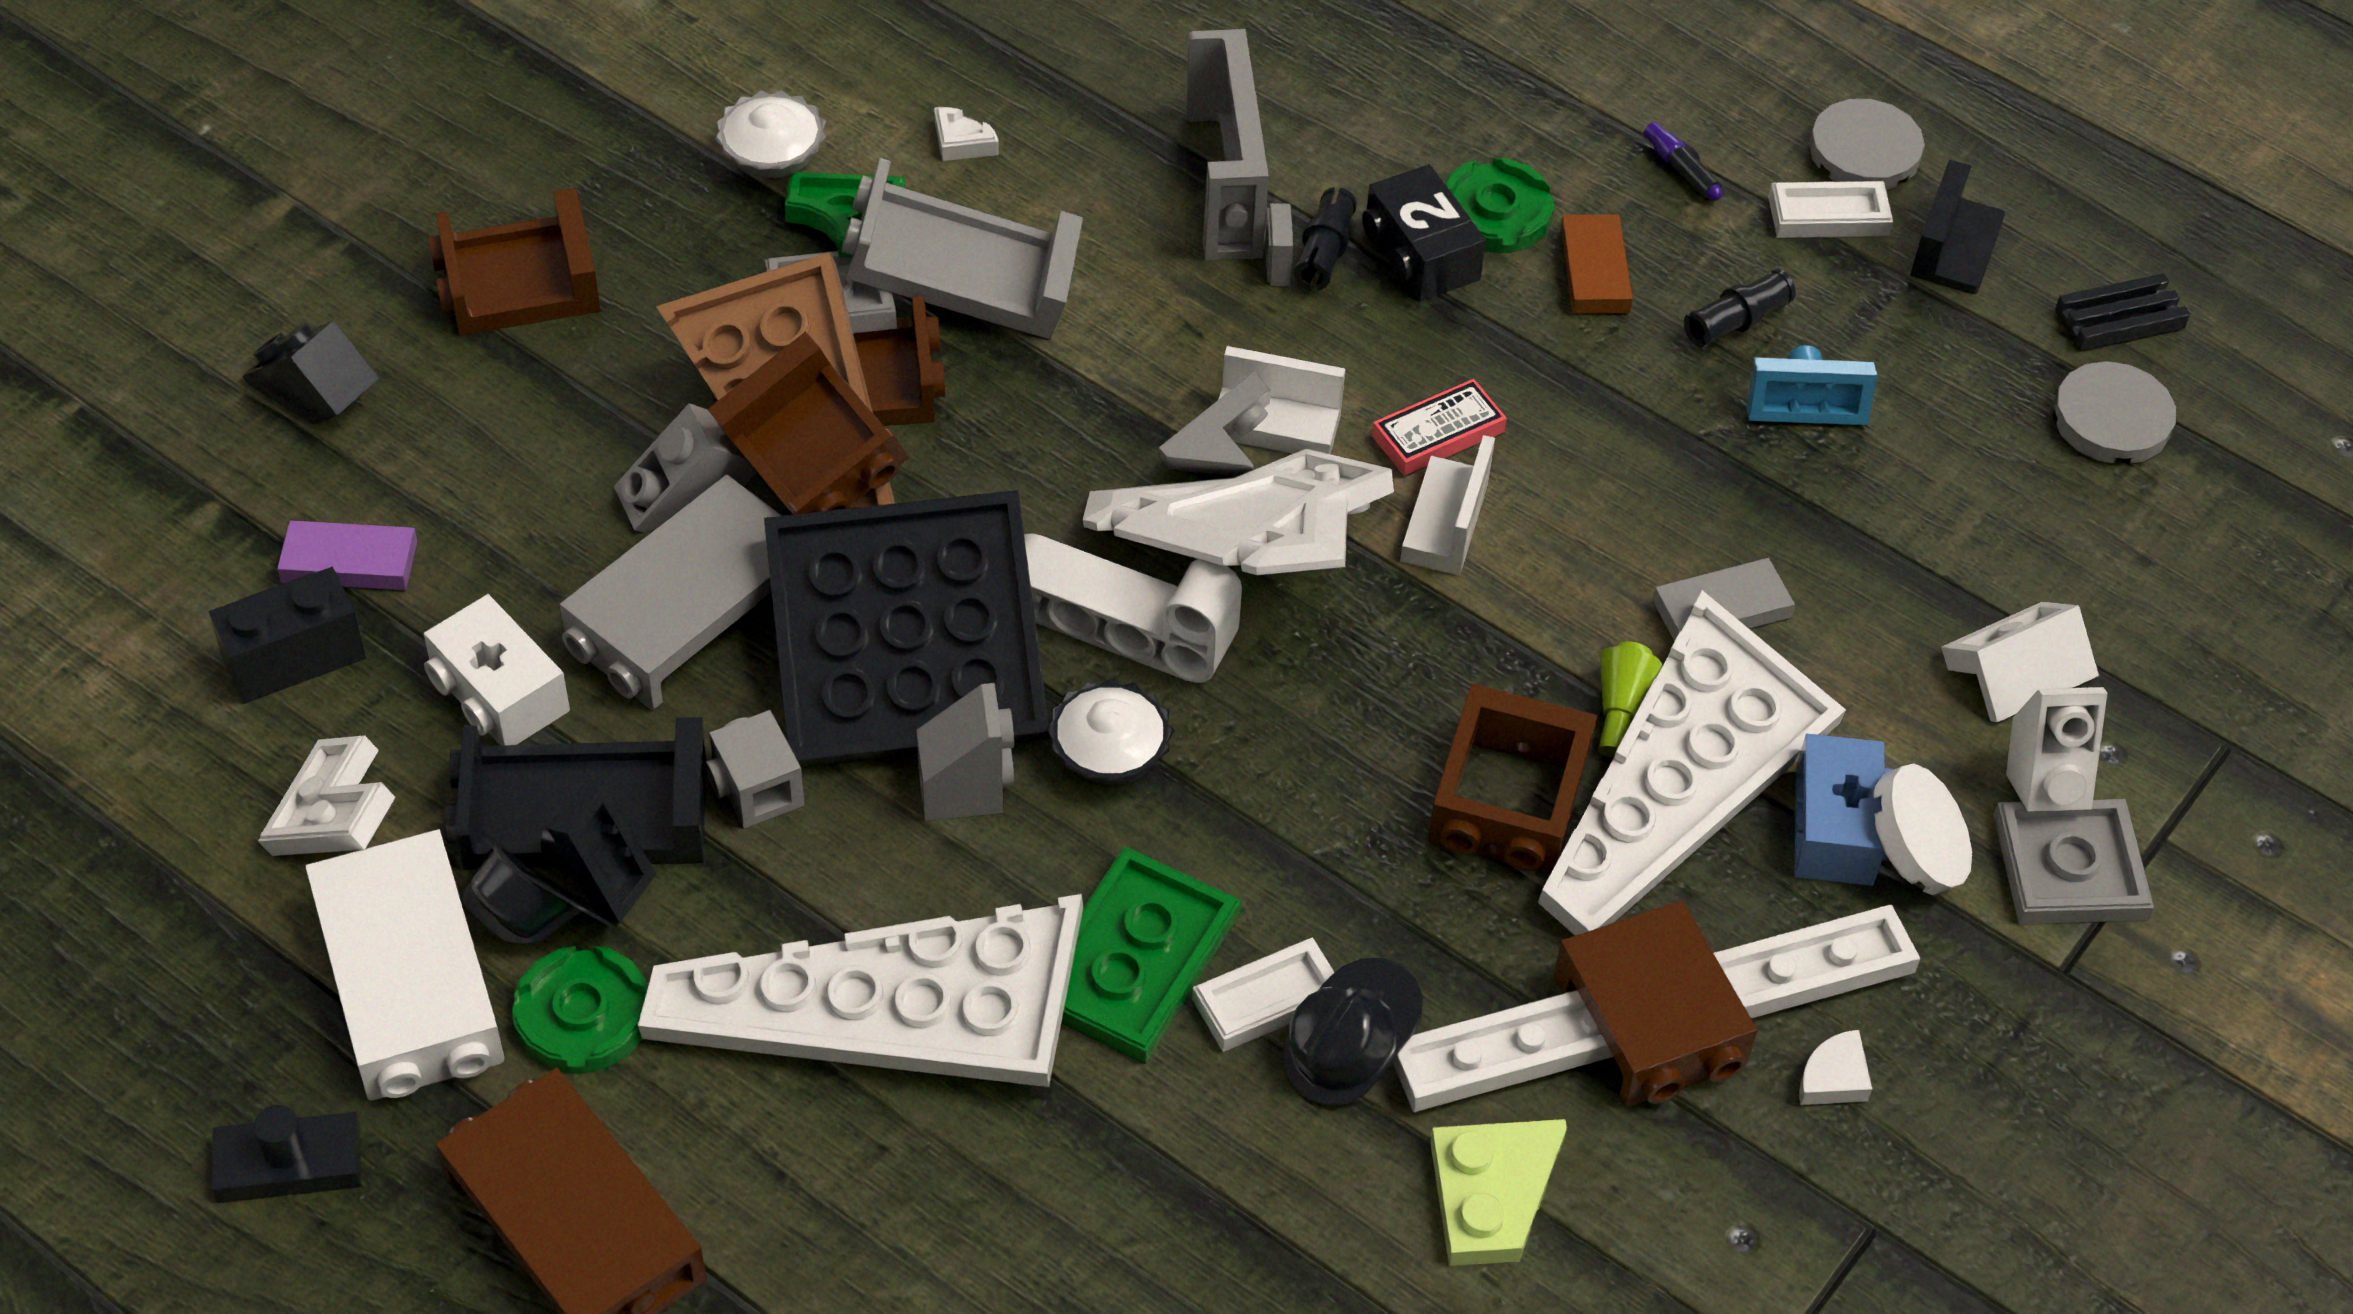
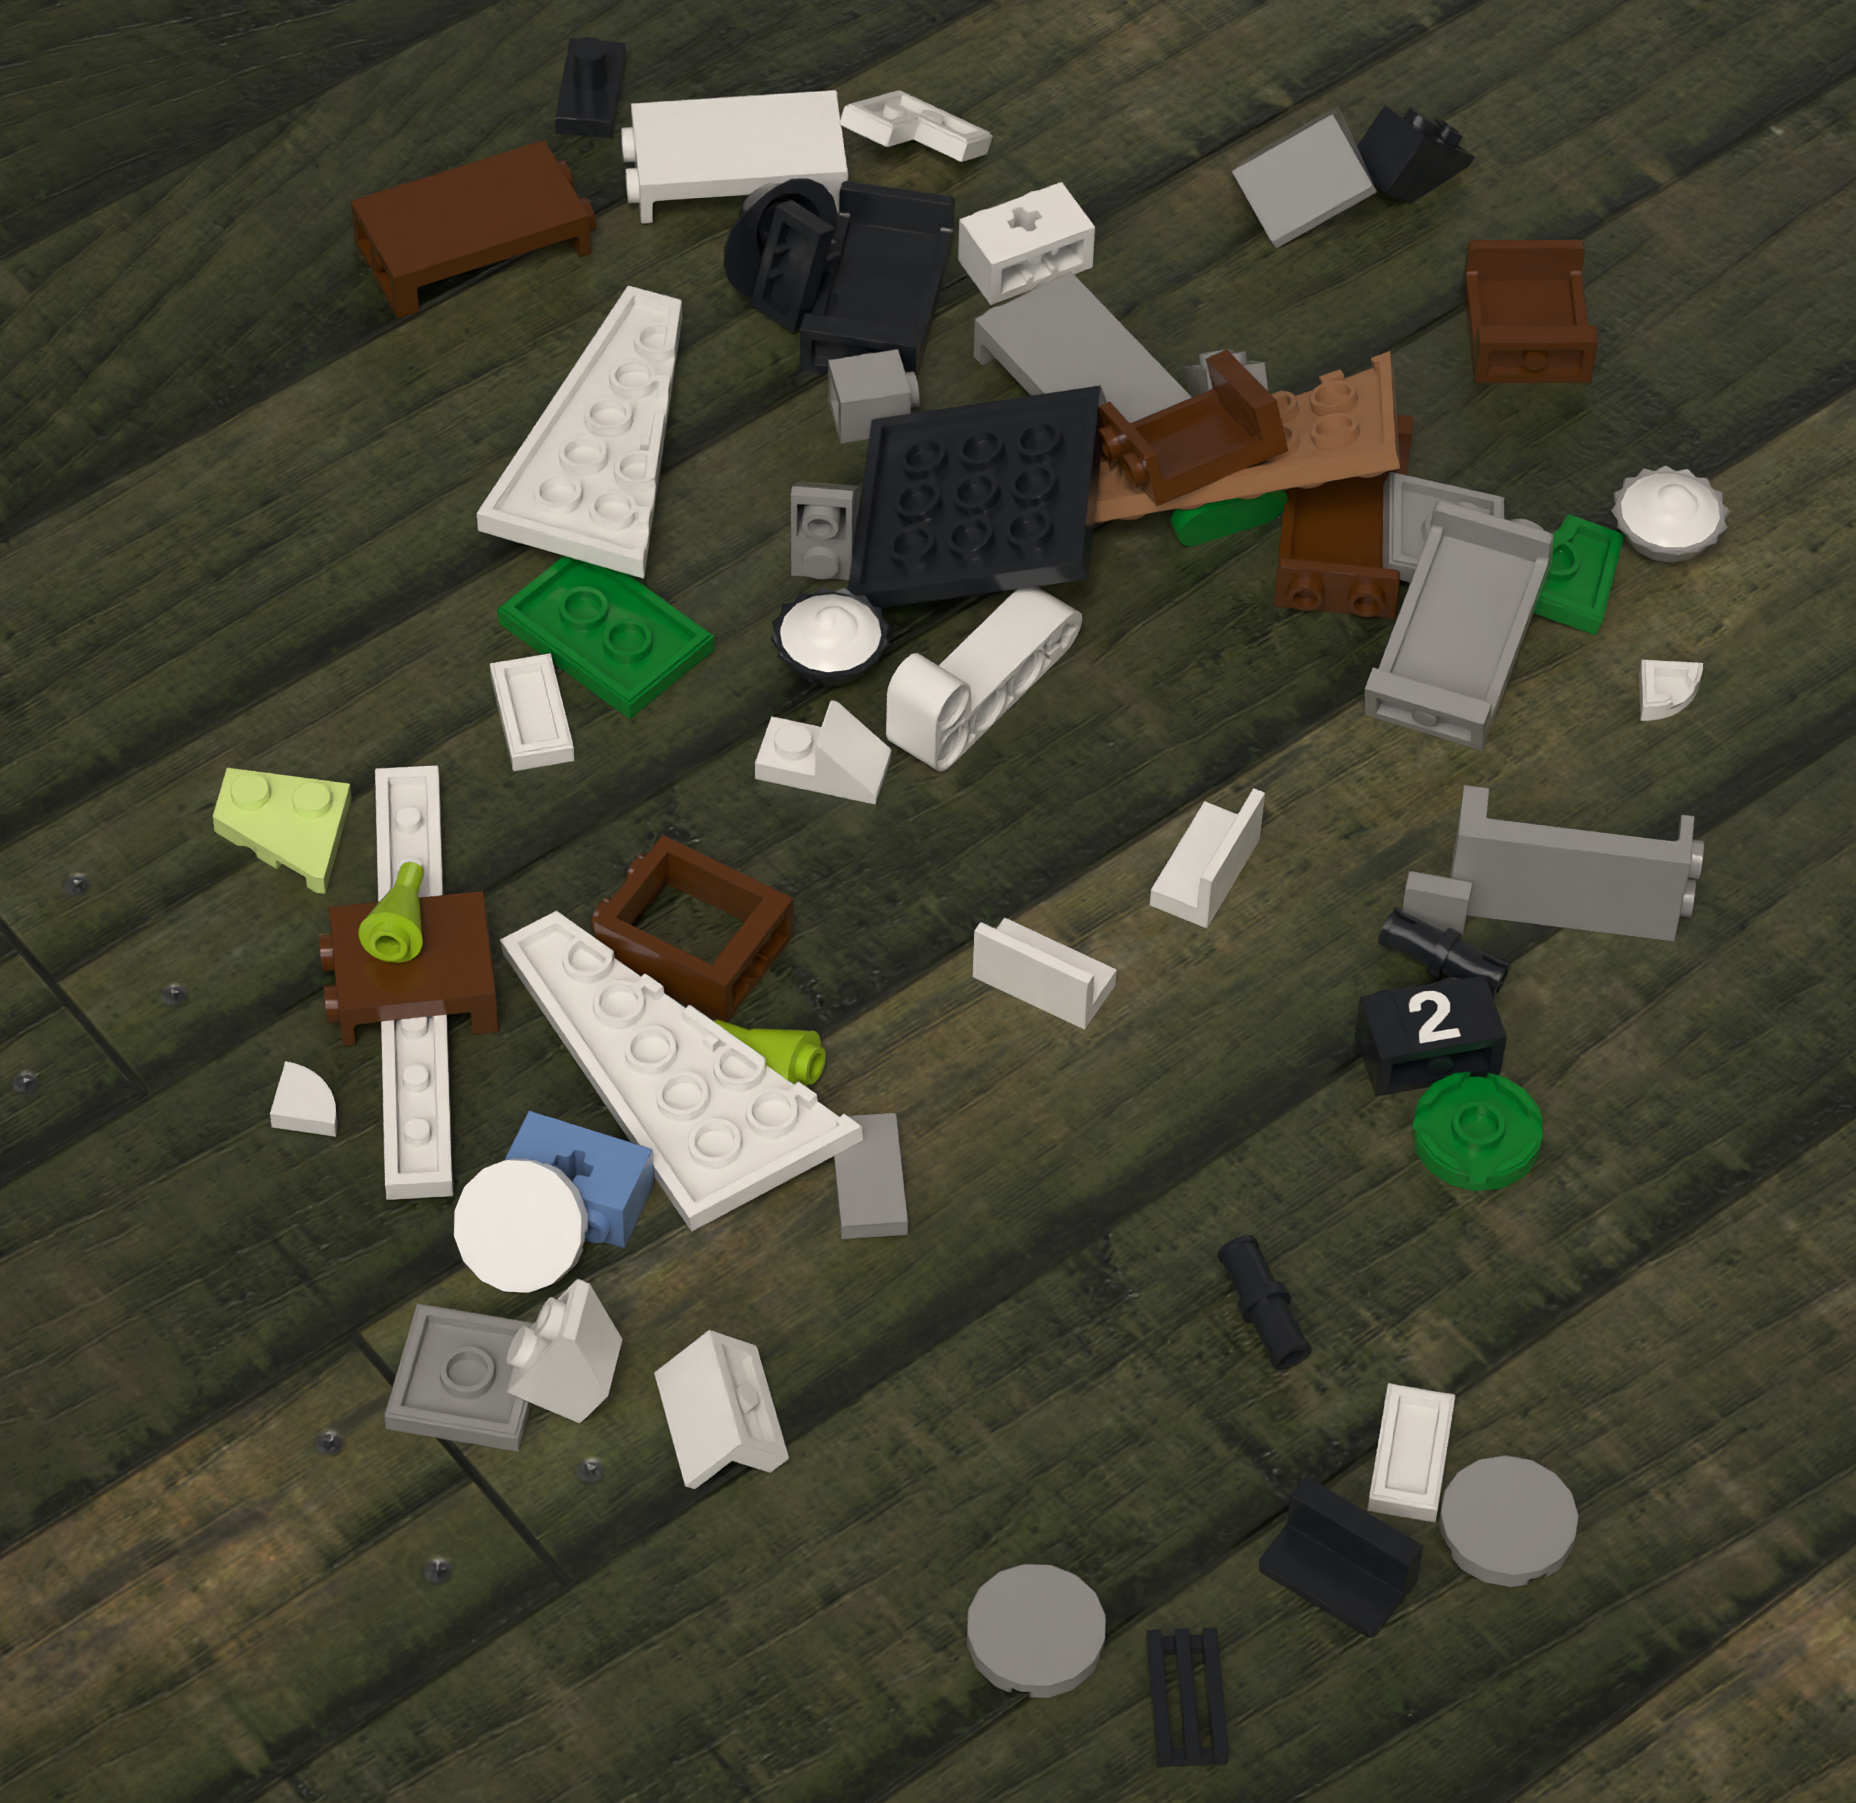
camera: 105 degrees right, 0 degrees up
(287, 634) = (1100, 114): black brick -> none
(355, 446) = (1305, 177): none -> light grey slope
(359, 553) = (1197, 173): medium lavender tile -> none
(579, 1009) = (673, 264): green tile -> none
(1206, 440) = (1165, 787): light grey slope -> none
(1250, 733) = (830, 759): none -> white slope
(1265, 520) = (1039, 757): white plate -> none
(1351, 1030) = (461, 737): black piece -> none
(1438, 426) = (1162, 995): tile -> none
(1596, 264) = (1367, 1195): dark orange tile -> none
(1646, 988) = (394, 926): none -> lime cone
(1684, 161) = (1517, 1327): piece -> none
(1811, 389) = (1129, 1327): dark azure tile -> none

